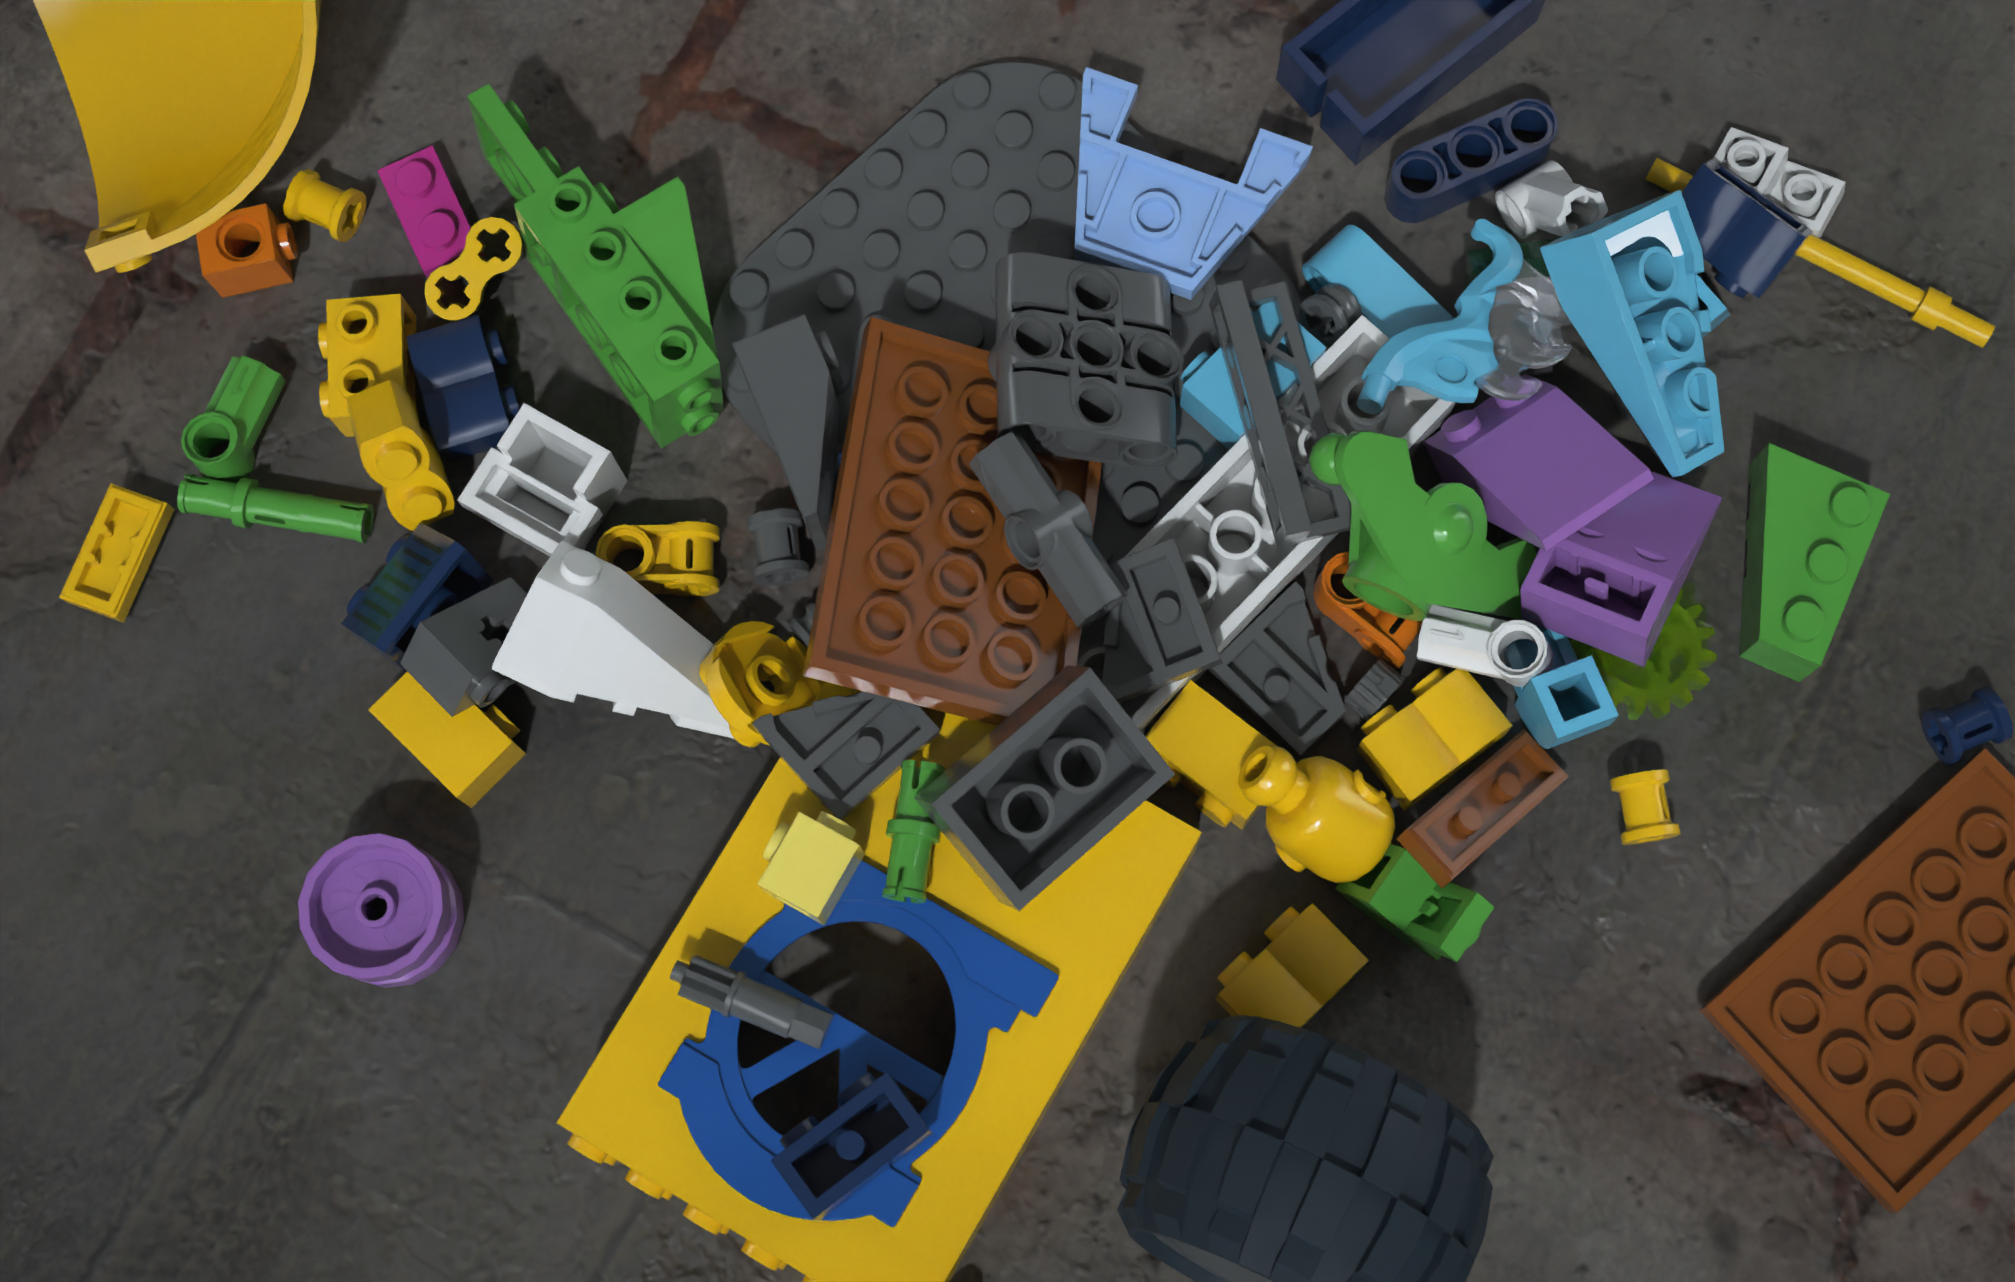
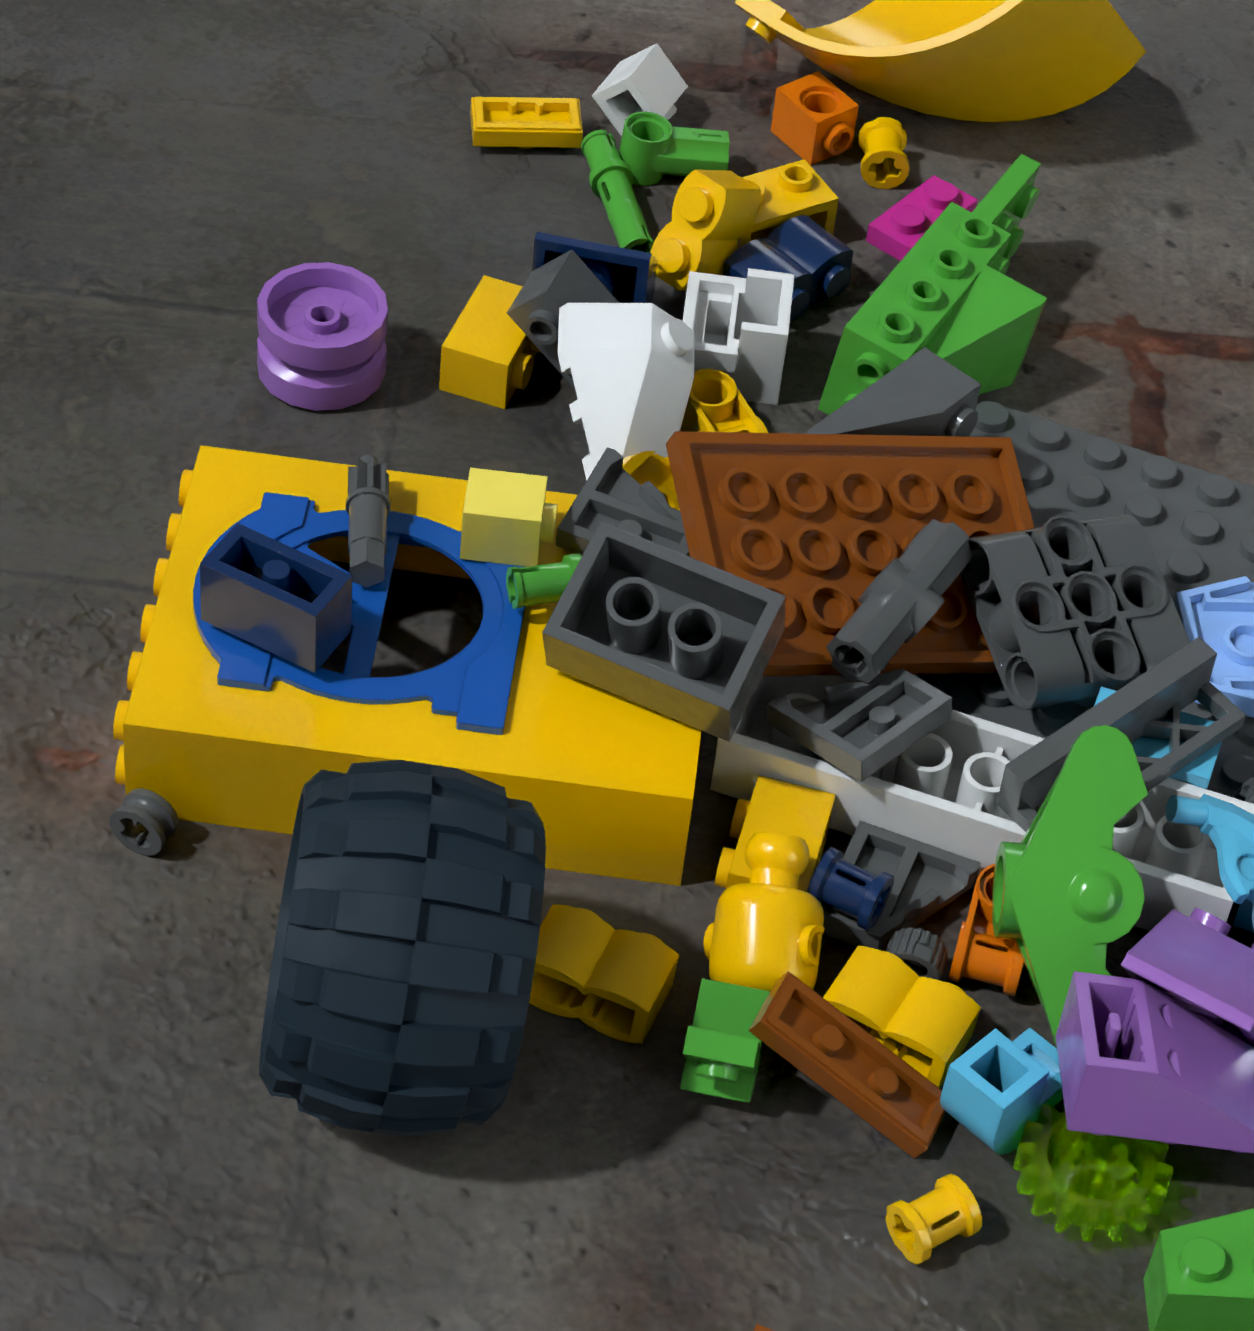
camera: 55 degrees right, 30 degrees down
(132, 415) = (640, 85): none -> white brick
(473, 268) = (879, 237): yellow axle -> none
(1327, 715) = (850, 888): none -> dark blue bush
(1479, 644) = (1008, 995): white piece -> none

